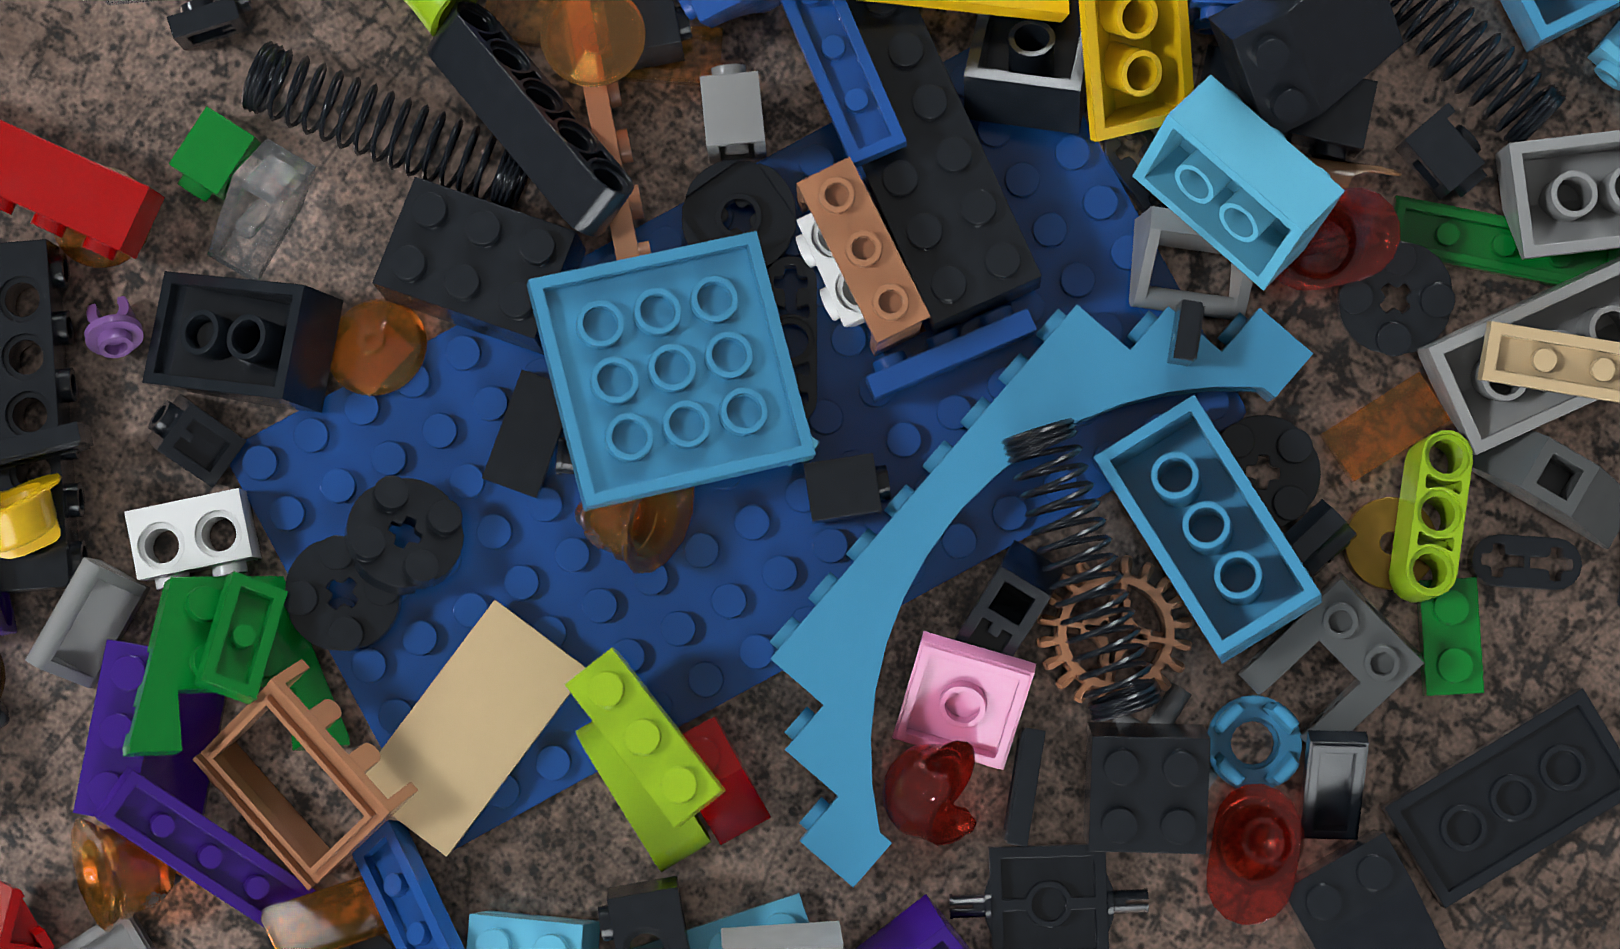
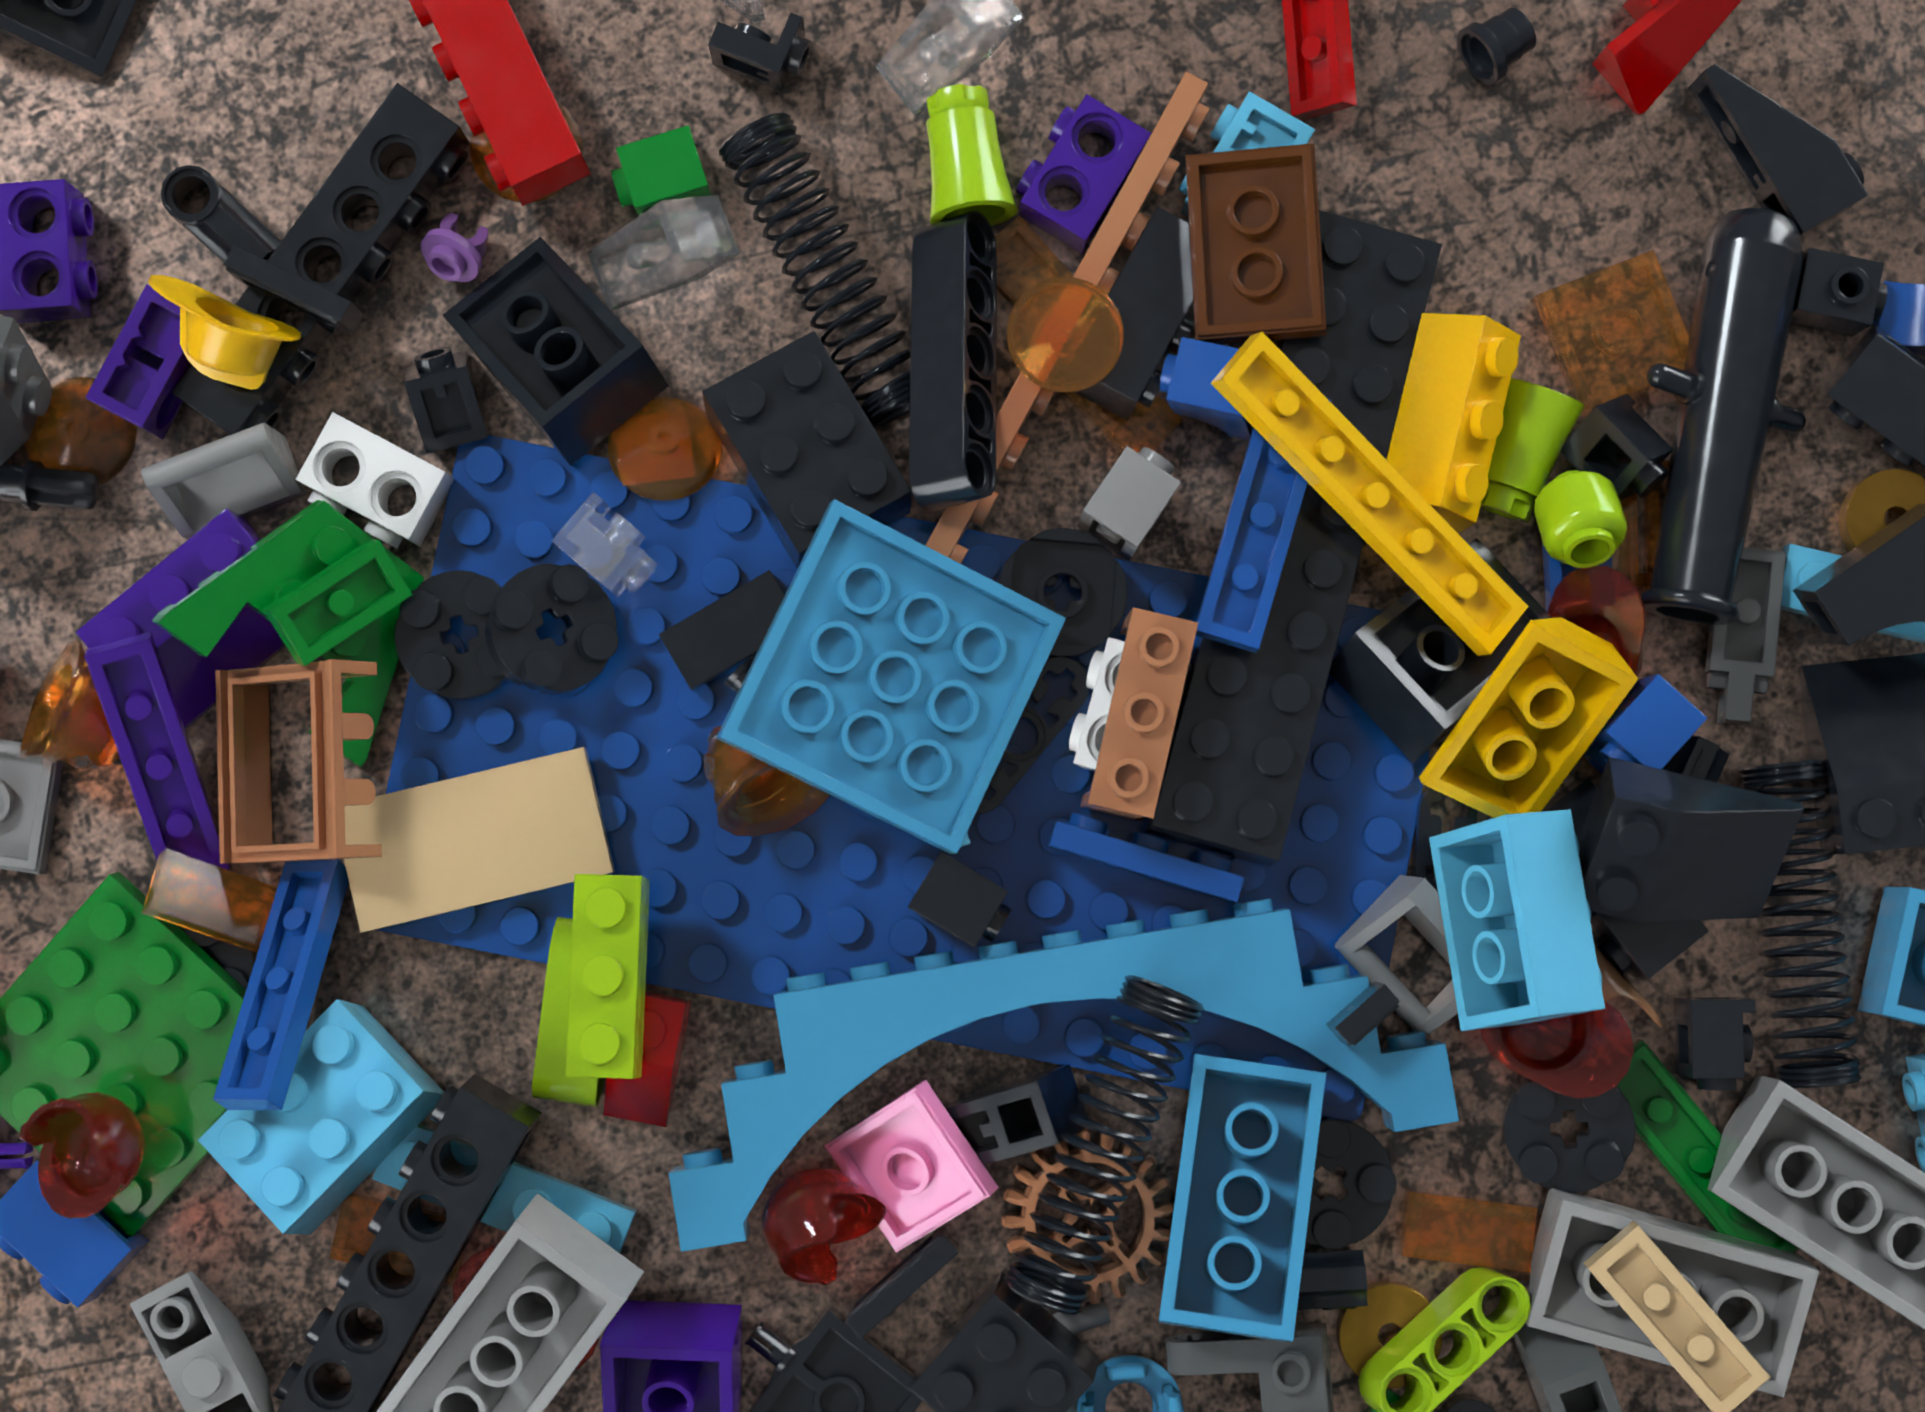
camera: 30 degrees right, 0 degrees up
(395, 448) = (606, 547): none -> clear brick

